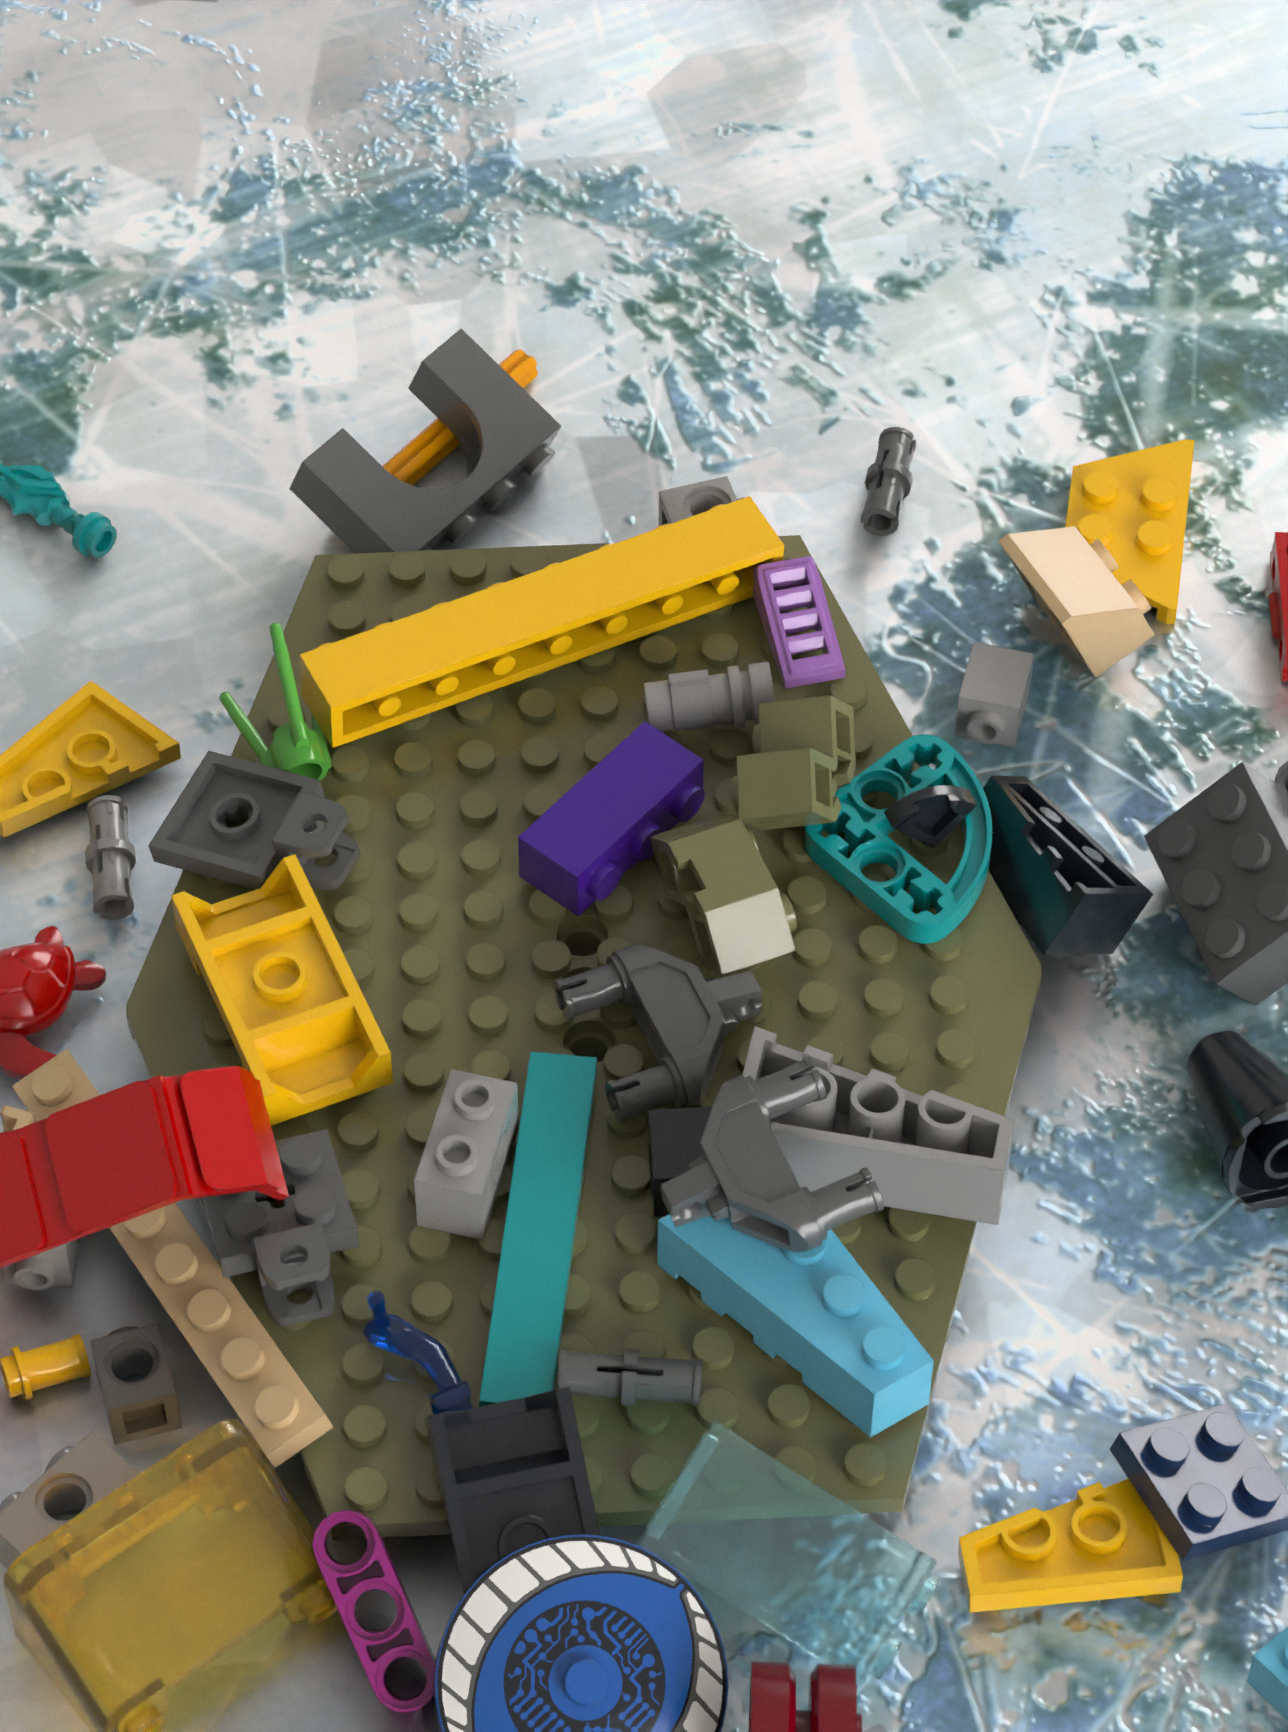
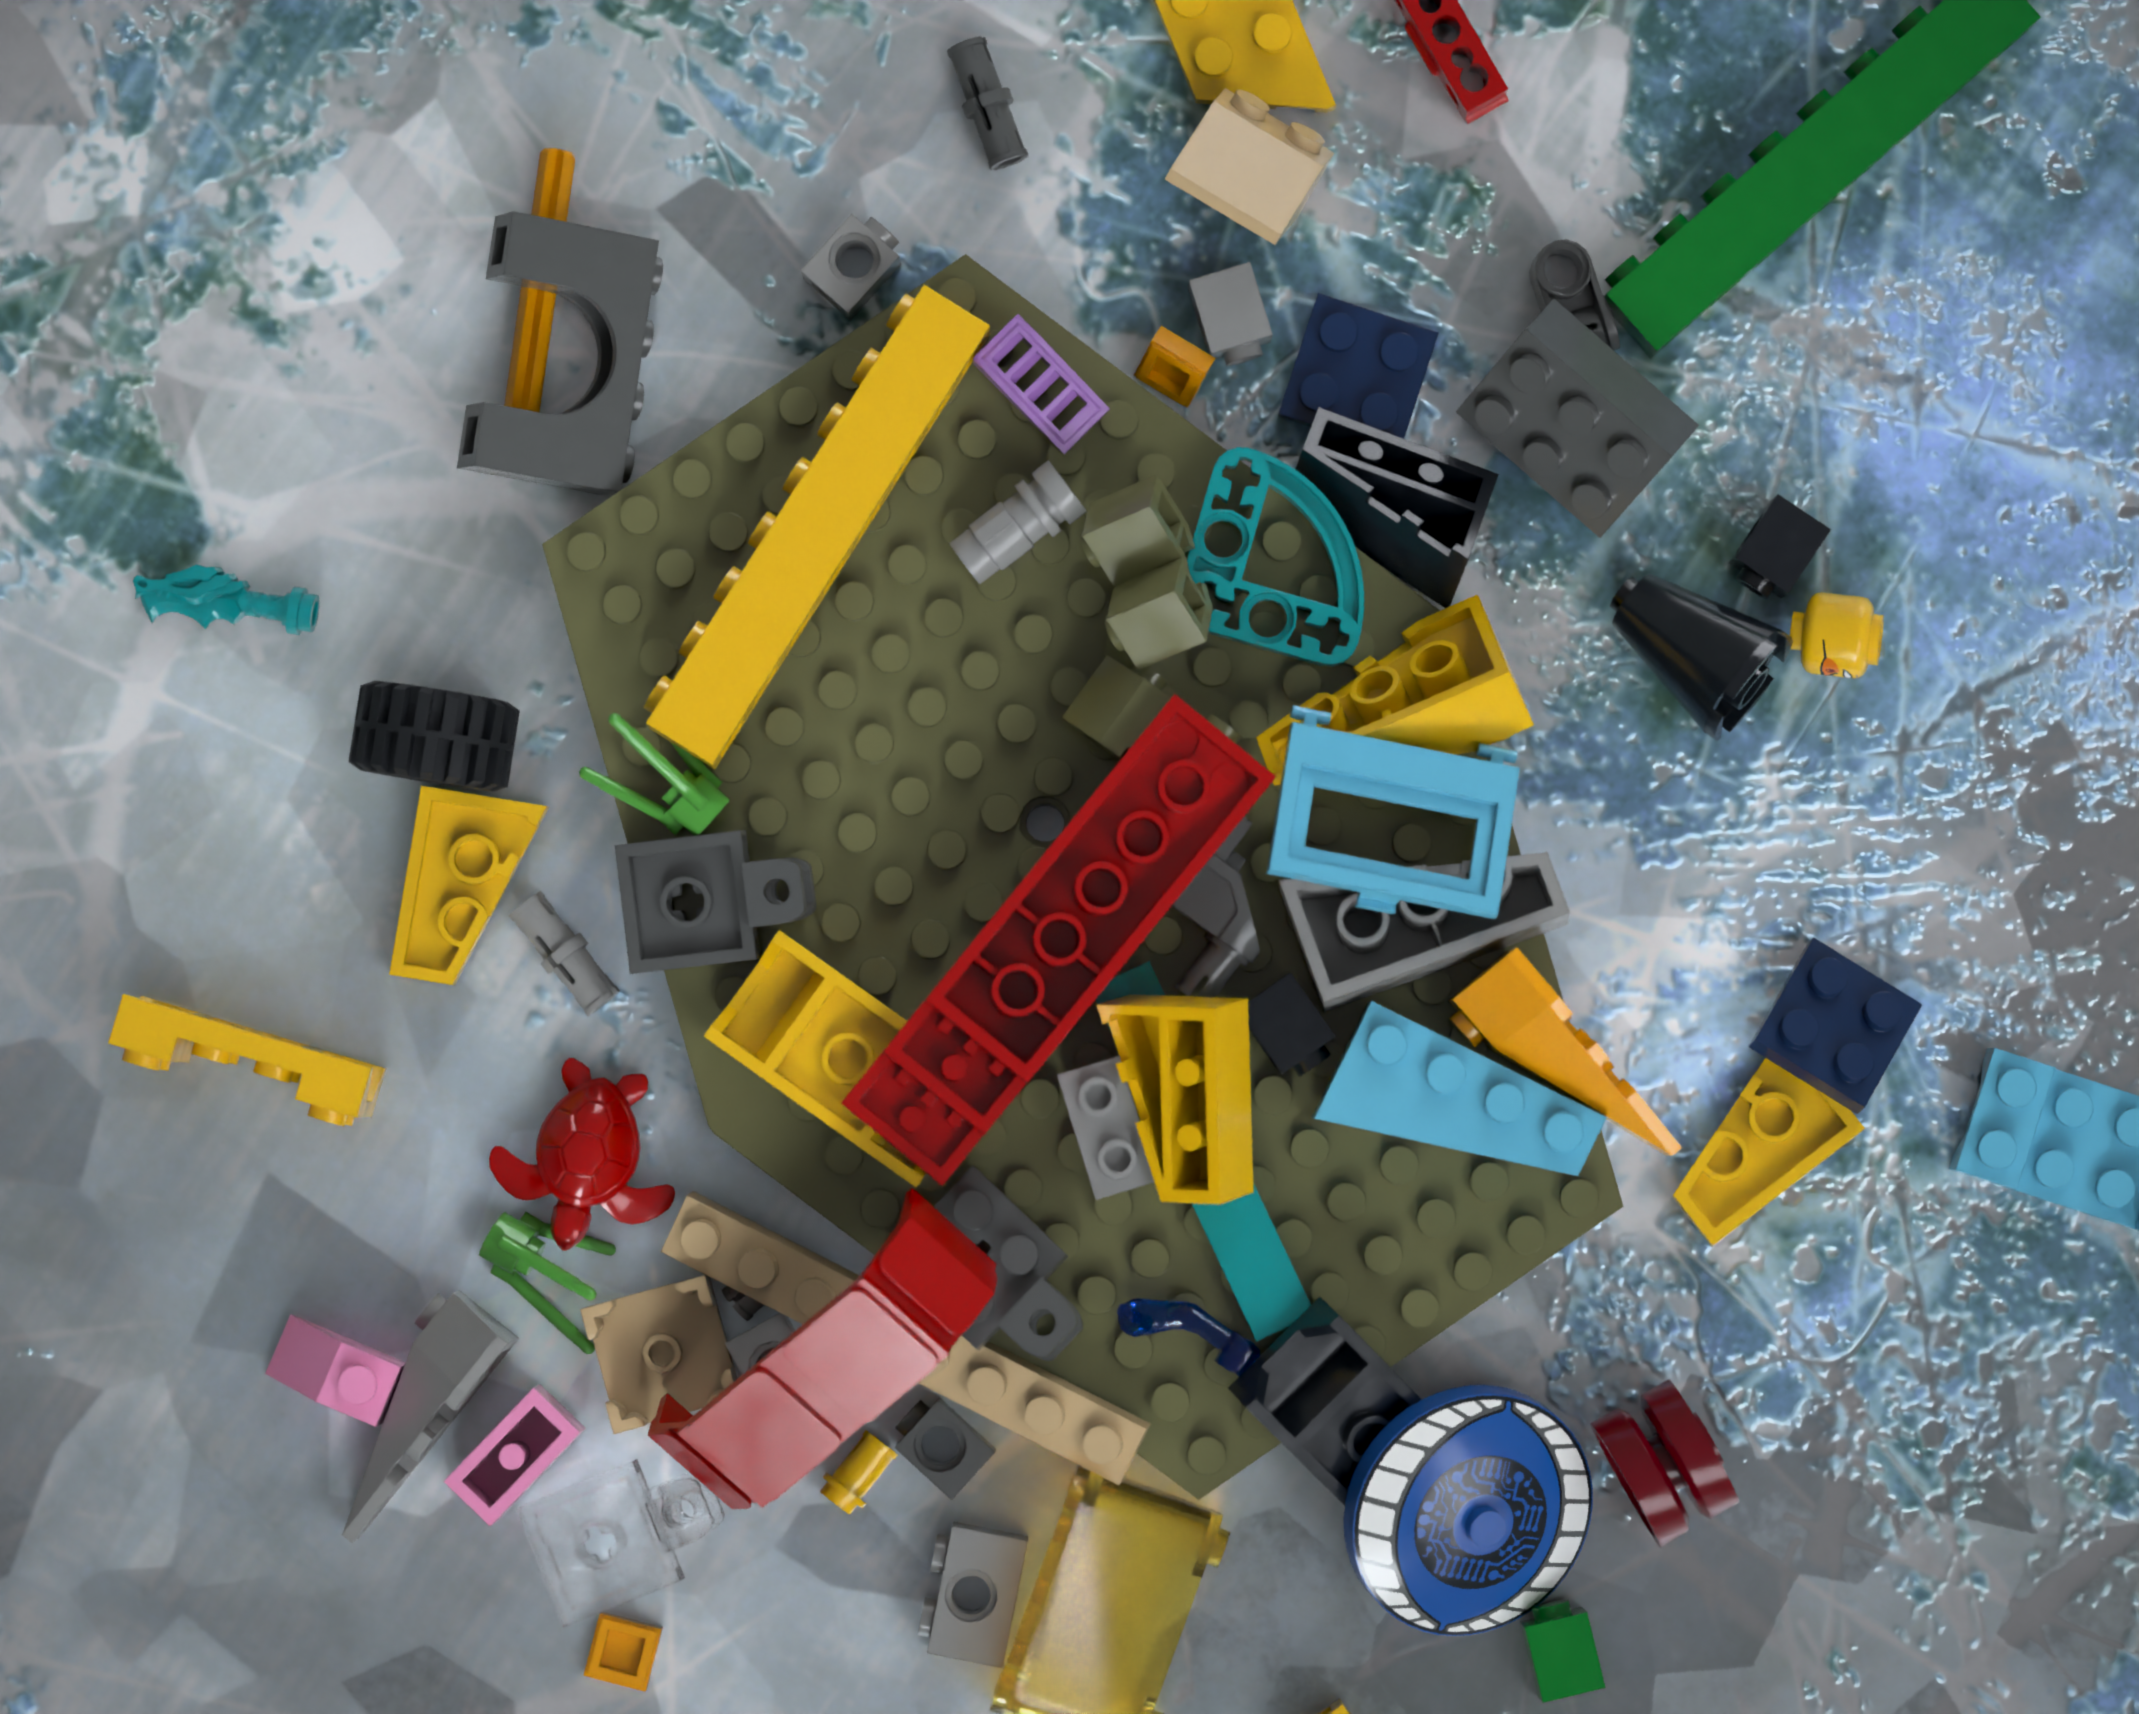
camera: 30 degrees left, 35 degrees up
(127, 630) = (434, 735): none -> black tyre
(373, 1647) = (1262, 1525): magenta beam -> none
(519, 962) = (1058, 940): none -> red slope
(562, 1138) = (1190, 1090): none -> yellow wedge
(608, 819) = (1014, 708): dark purple brick -> none
(631, 1377) = (1361, 1248): dark grey pin -> none
(748, 1176) = (1373, 1055): dark grey connector -> none
(789, 1554) = (1563, 1308): clear light blue panel -> none
(910, 1263) = (1530, 1026): none -> light orange wedge
(914, 992) = (1402, 777): none -> medium azure piece
(924, 701) = (1174, 366): none -> light orange tile
(931, 812) = (1285, 542): black tile -> none
(1001, 994) = (1432, 692): none -> yellow wedge
(1091, 784) = (1358, 367): none -> dark blue plate

